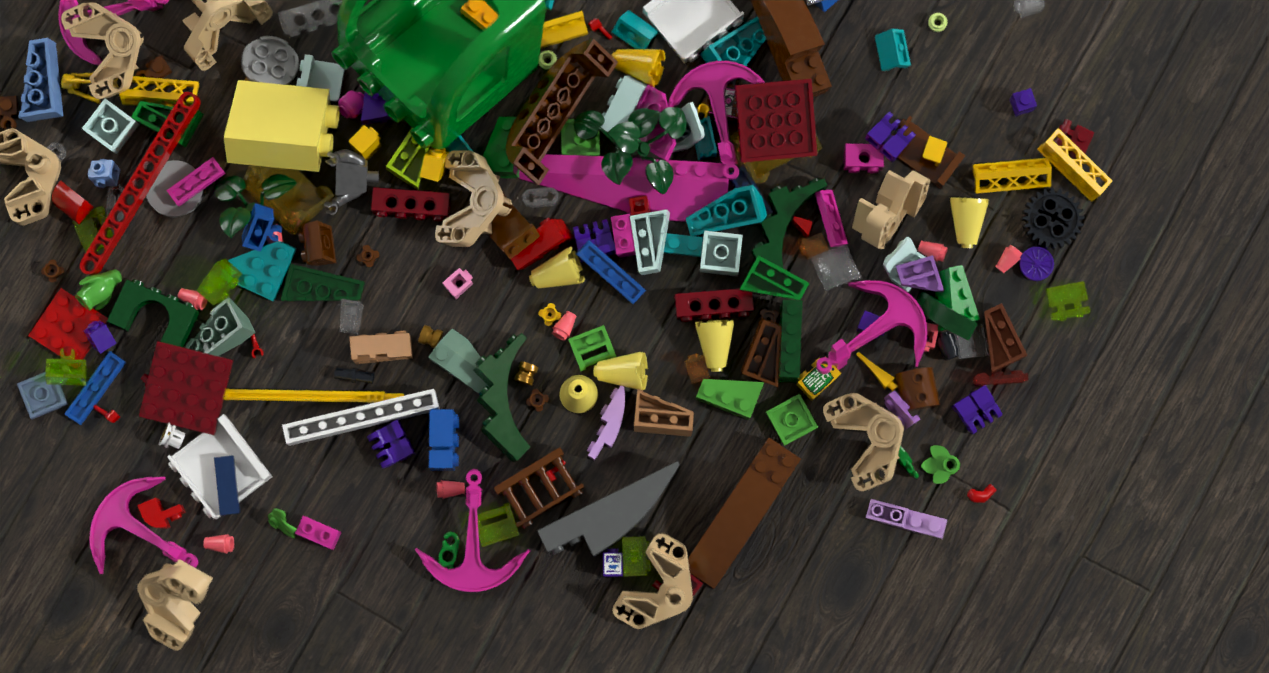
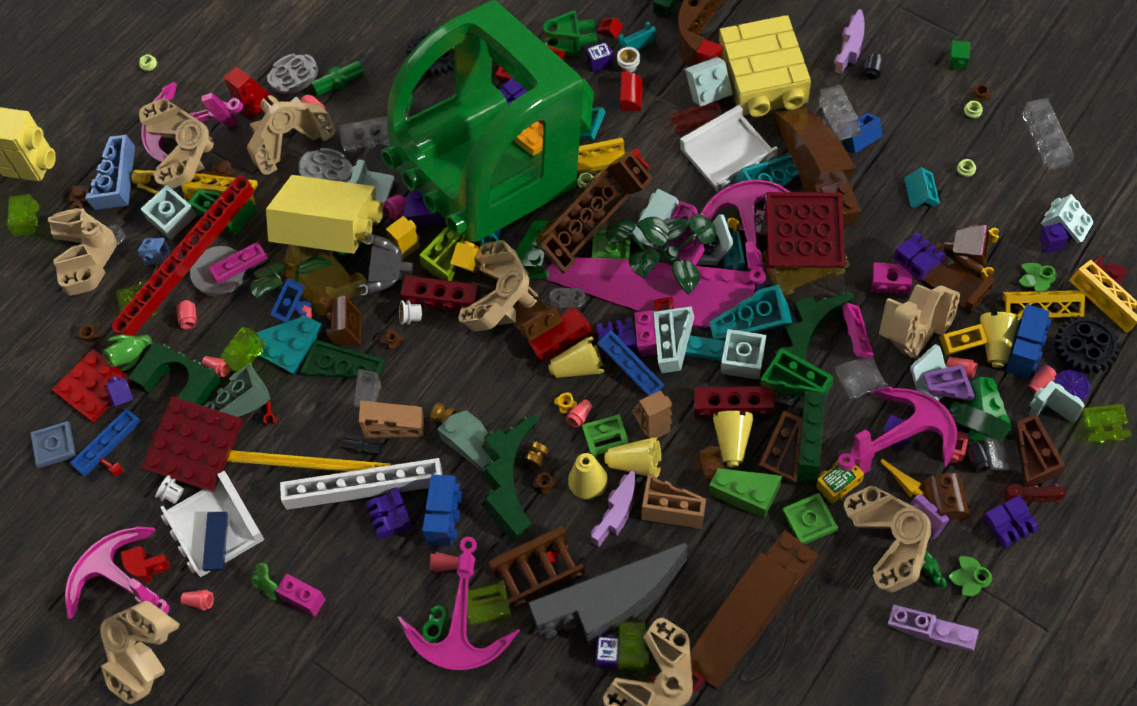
camera: 15 degrees right, 20 degrees down
(66, 370) = (78, 419): clear neon green brick -> none
(70, 202) = (118, 274): red brick -> none
(151, 243) = (186, 314): none -> coral brick
(382, 227) = (409, 312): none -> white piece
(450, 282) = (476, 361): bright pink brick -> none
(634, 30) = (670, 161): teal panel -> none
(636, 325) = (654, 415): none -> medium nougat wedge
(641, 64) = (677, 184): yellow cone -> none
(802, 225) = (827, 335): red slope -> none
(813, 246) = (837, 355): clear orange bracket -> none
(933, 223) = (963, 339): none -> yellow brick
(934, 150) = (964, 273): yellow panel -> none
(942, 117) = (972, 247): none -> reddish brown torso
(981, 496) = (1016, 612): red arm -> none
(996, 223) = (1029, 341): none -> blue piece
(1003, 146) = (1037, 276): none -> bright green plate
(1020, 280) = (1057, 399): none -> light aqua bracket
(1039, 77) = (1071, 216): none -> light aqua bracket

